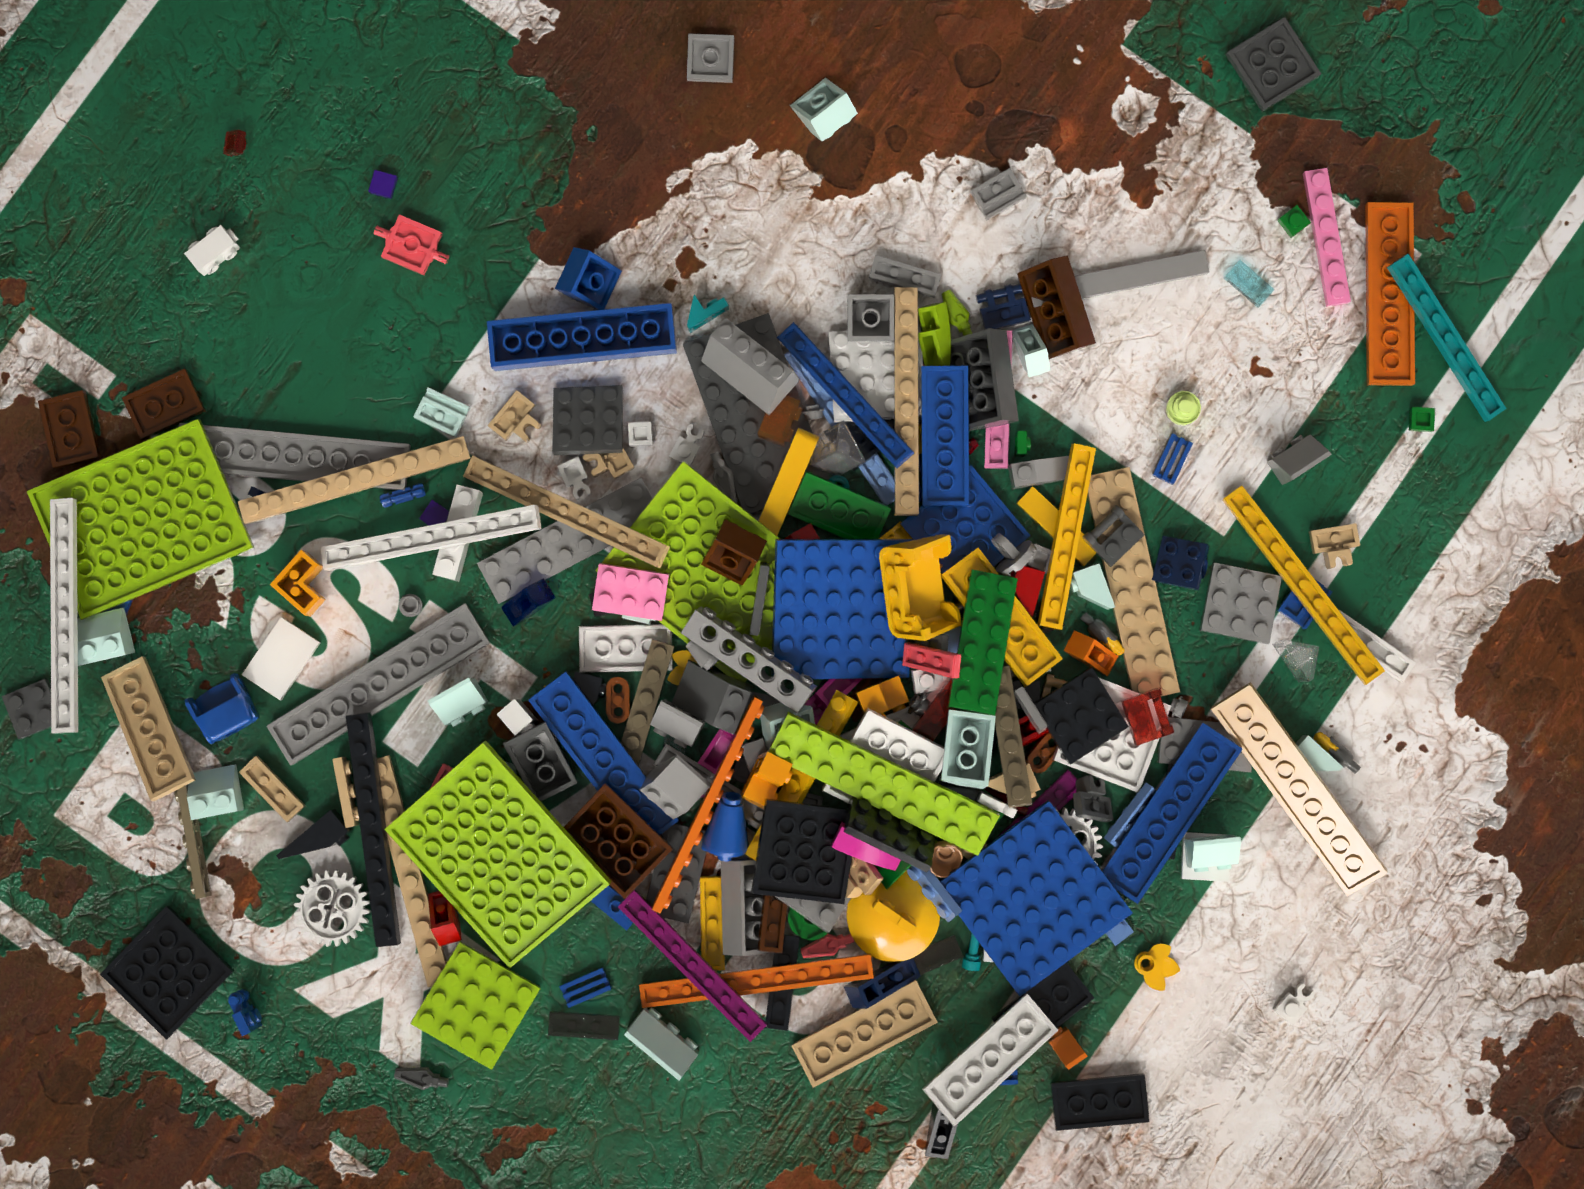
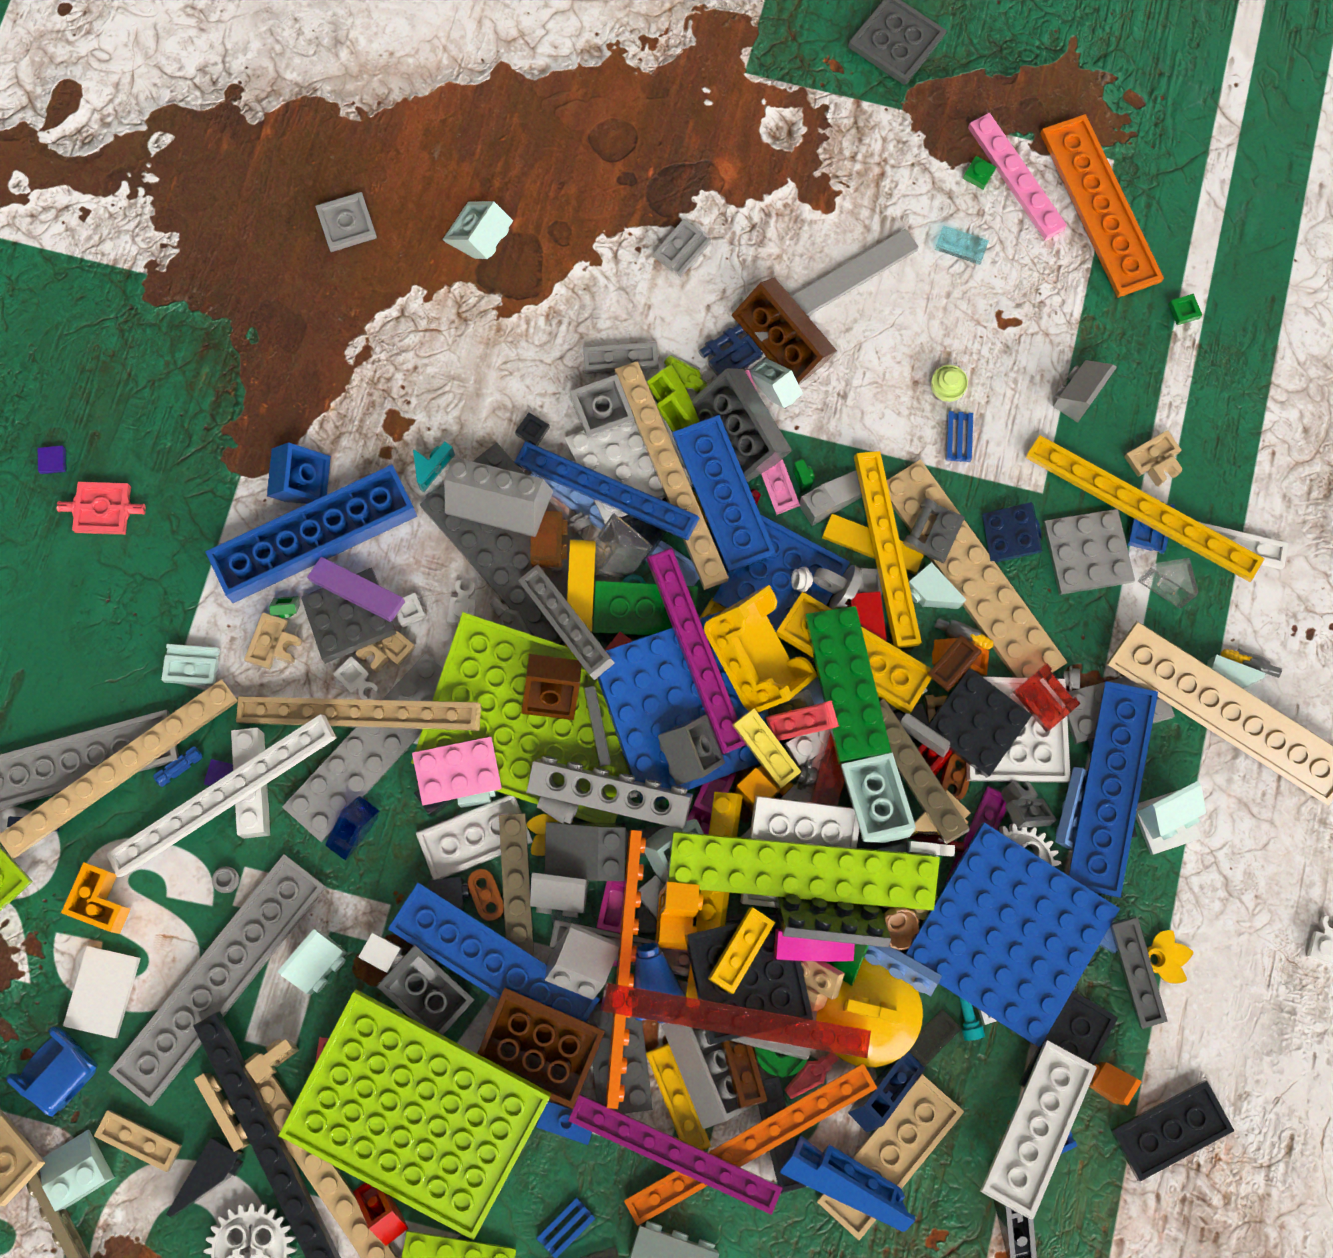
camera: 20 degrees left, 10 degrees down
(390, 769) = (263, 1065): none -> tan plate
(537, 391) = (284, 606): none -> green plate
(601, 401) = (356, 589): none -> medium lavender tile
(766, 500) = (566, 622): none -> light grey plate
(780, 883) = (735, 1020): none -> clear red plate
(803, 313) = (532, 429): none -> black plate
(806, 829) = (741, 950): none -> yellow plate
(821, 1040) = (847, 1182): none -> blue wedge
(830, 649) = (691, 750): none -> dark grey slope
(866, 566) = (695, 649): none -> magenta tile
(893, 670) = (766, 748): none -> light yellow plate
(982, 536) = (801, 579): none -> white plate
(1080, 659) = (954, 663): none -> reddish brown tile
(1126, 968) = (1138, 972): none -> dark grey plate
(1446, 337) = (1174, 224): teal plate -> none

